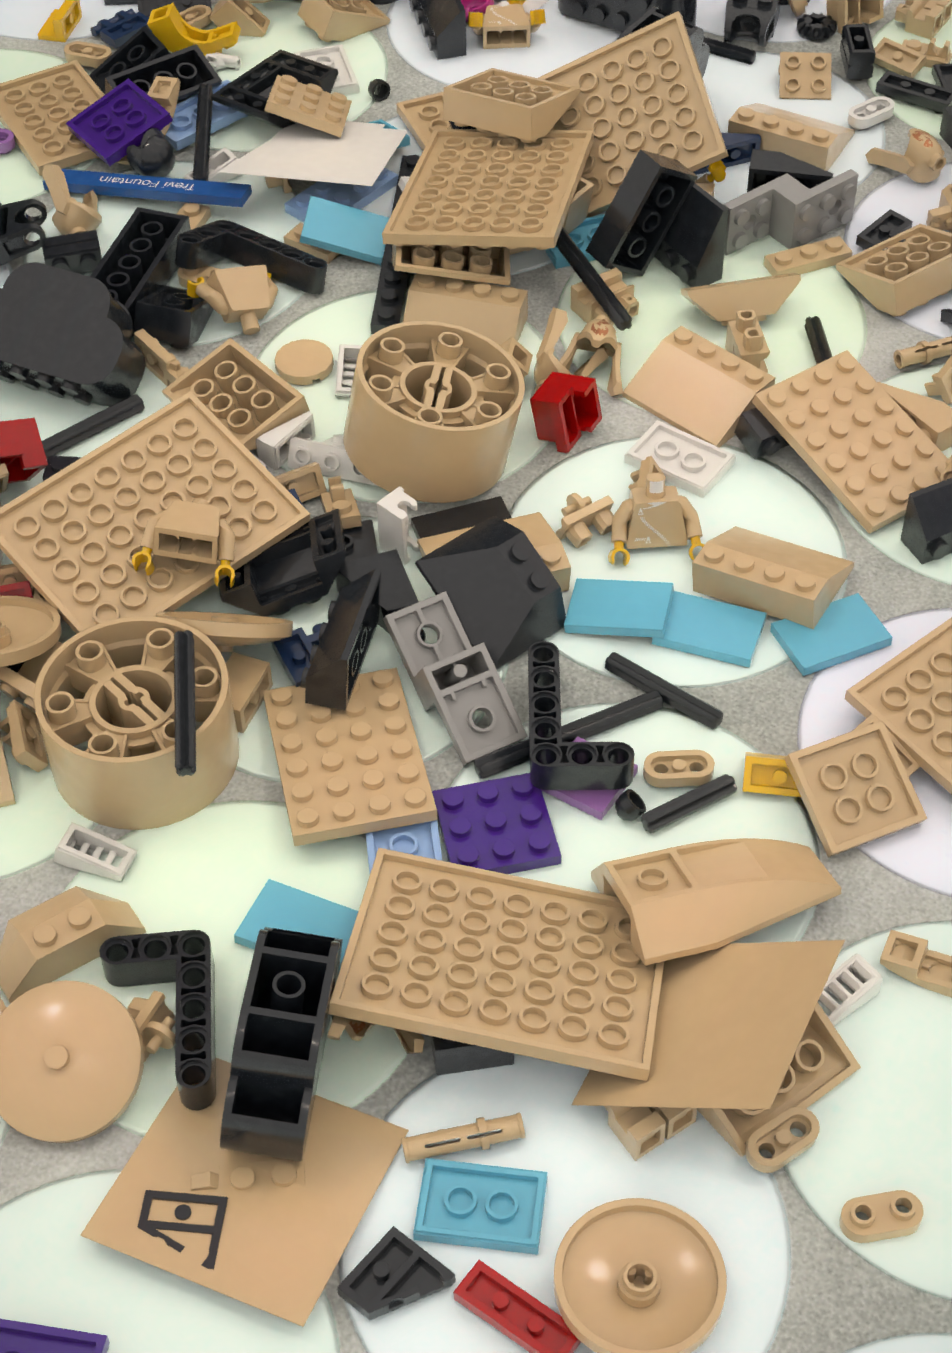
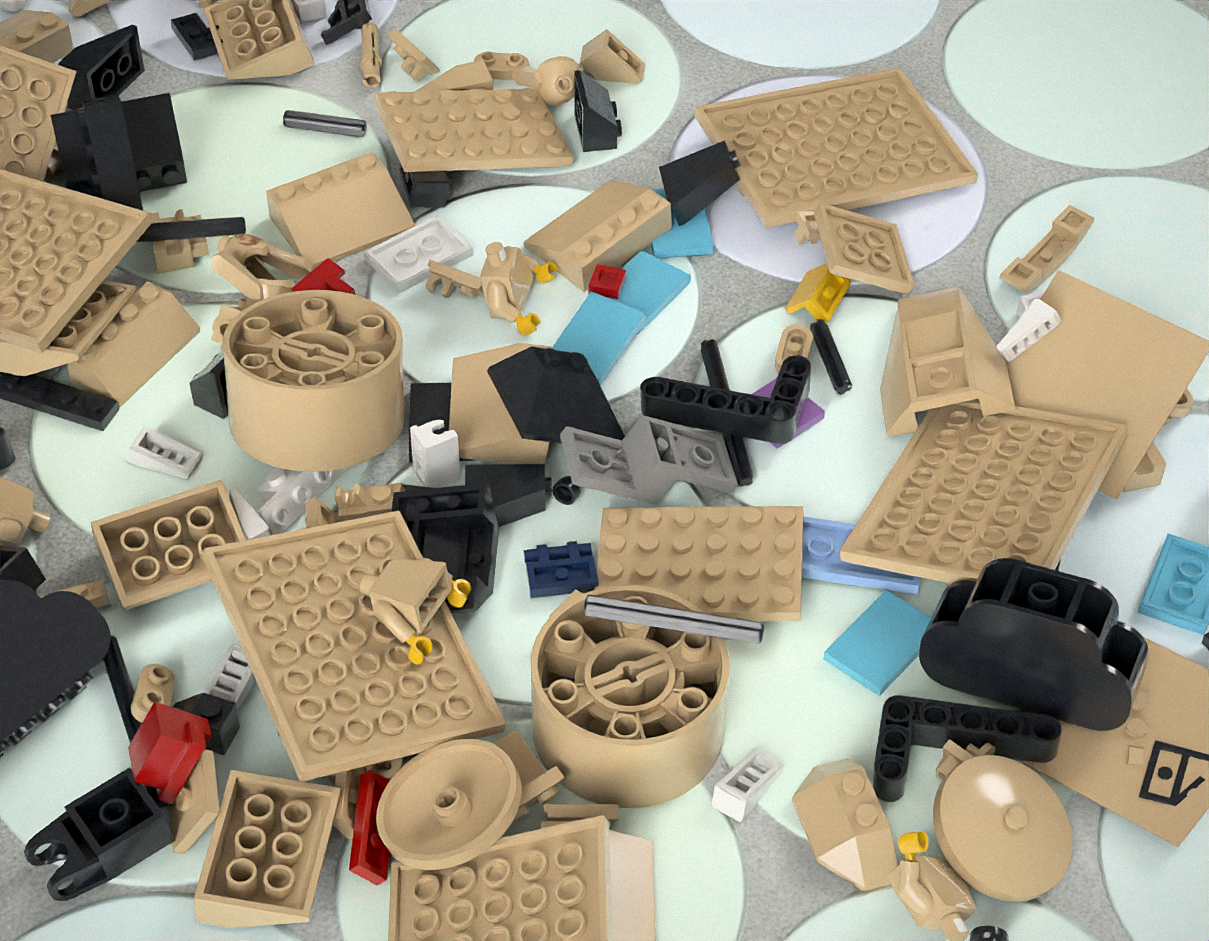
camera: 75 degrees left, 0 degrees up
(88, 438) = (153, 684): none -> tan plate
(233, 629) = (523, 604): tan dish -> none
(304, 361) = (121, 488): tan tile -> none
(343, 643) = (584, 517): black slope -> none
(497, 825) = (816, 477): dark purple plate -> none
(510, 1126) = (1125, 565): tan pin -> none
(581, 514) = (474, 330): tan hips -> none
(629, 805) = (822, 390): black hinge -> none
(670, 693) = (692, 341): black axle -> none
(693, 591) = (607, 281): none -> red plate
(725, 299) = (237, 143): tan wedge -> none
(747, 339) = (305, 158): tan hips -> none
(752, 939) = (1028, 329): none -> white slope
(790, 211) = (142, 69): light grey bracket -> none
(808, 257) = (193, 95): tan plate -> none
(870, 619) = (699, 179): none -> black slope

